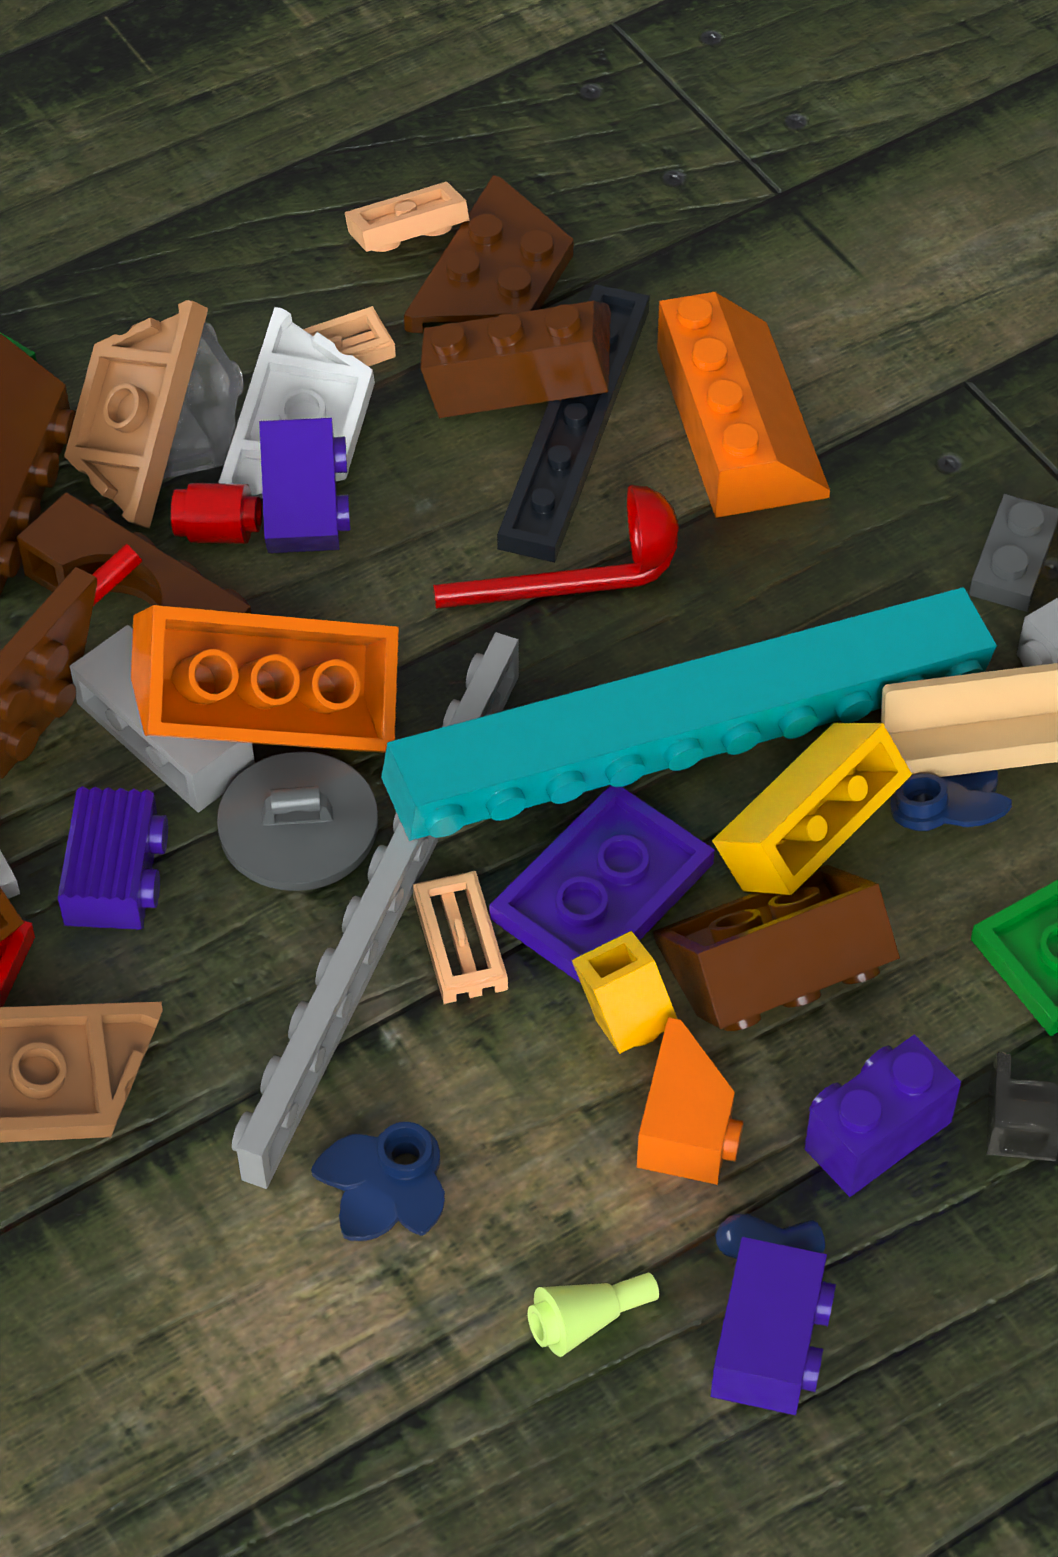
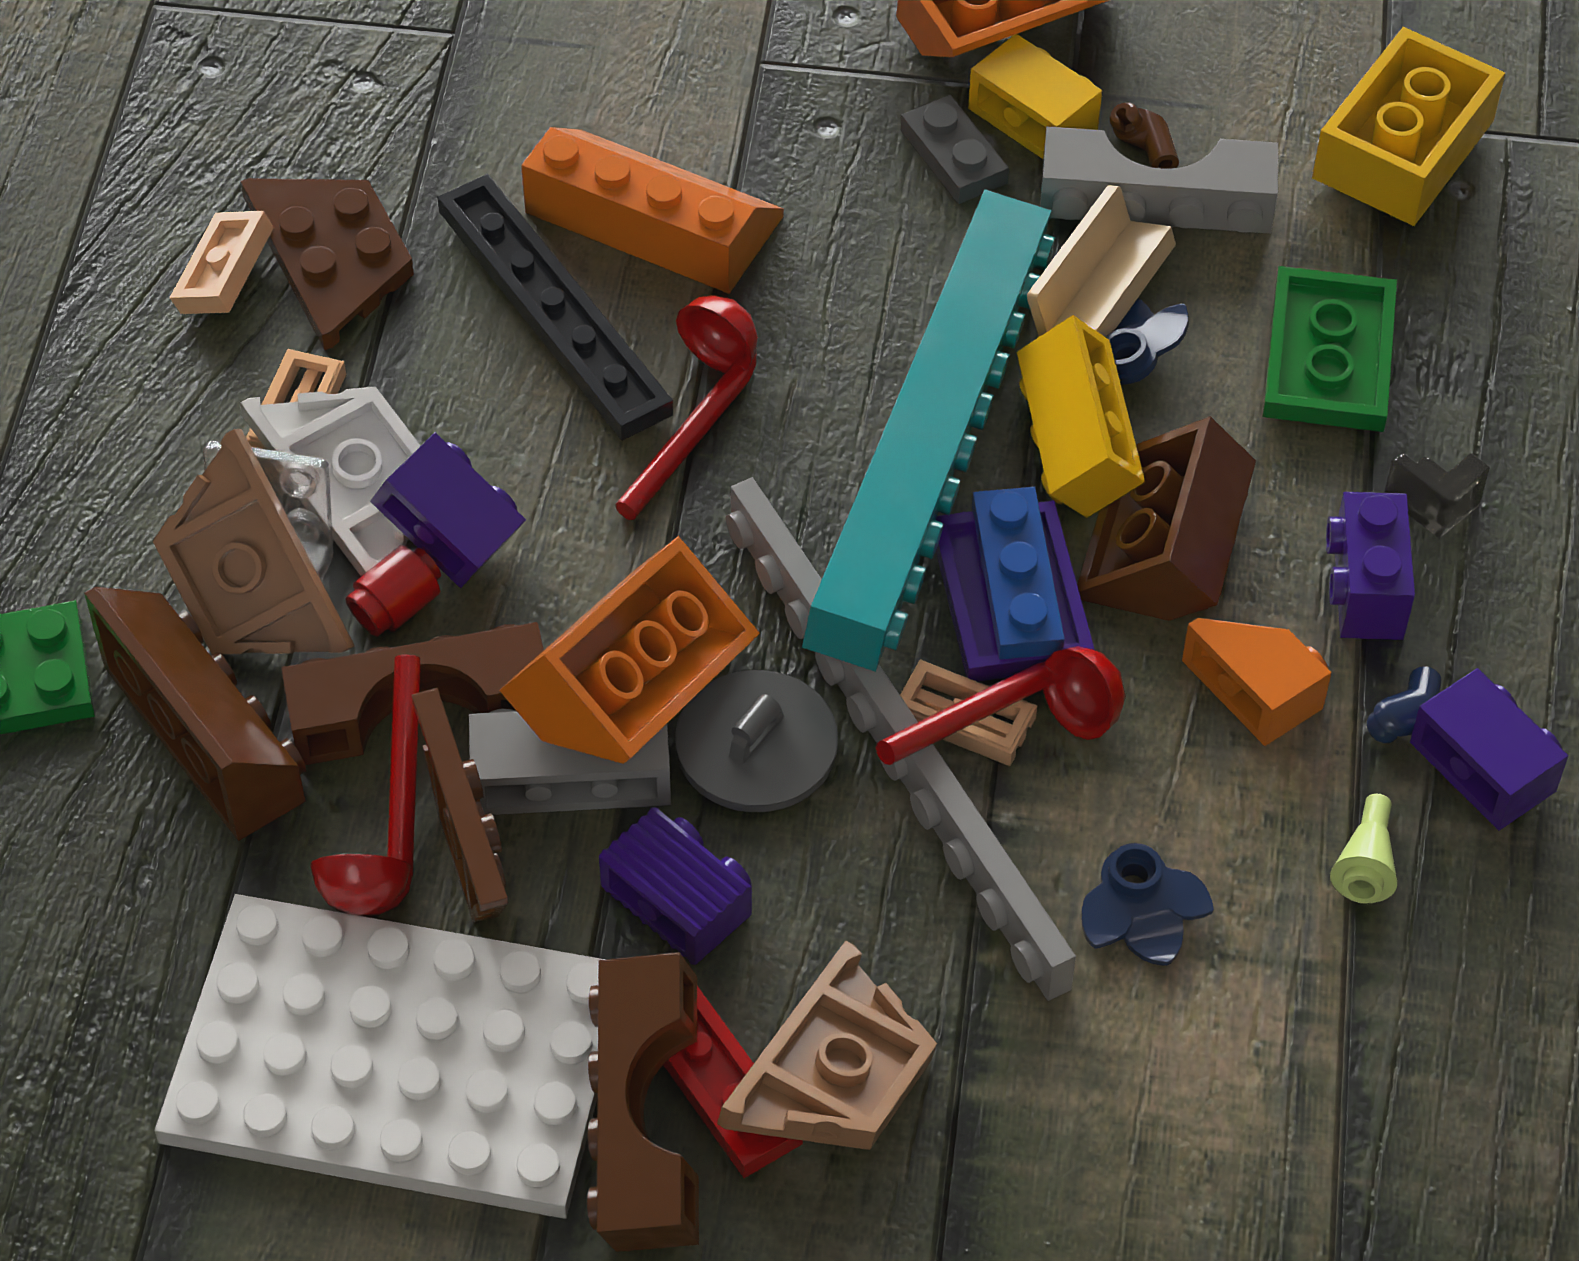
camera: 50 degrees left, 0 degrees up
(517, 358) = (467, 288): reddish brown slope -> none
(551, 986) = (1078, 685): none -> red piece
(608, 871) = (1017, 573): none -> blue plate
(625, 992) = (1137, 634): yellow brick -> none

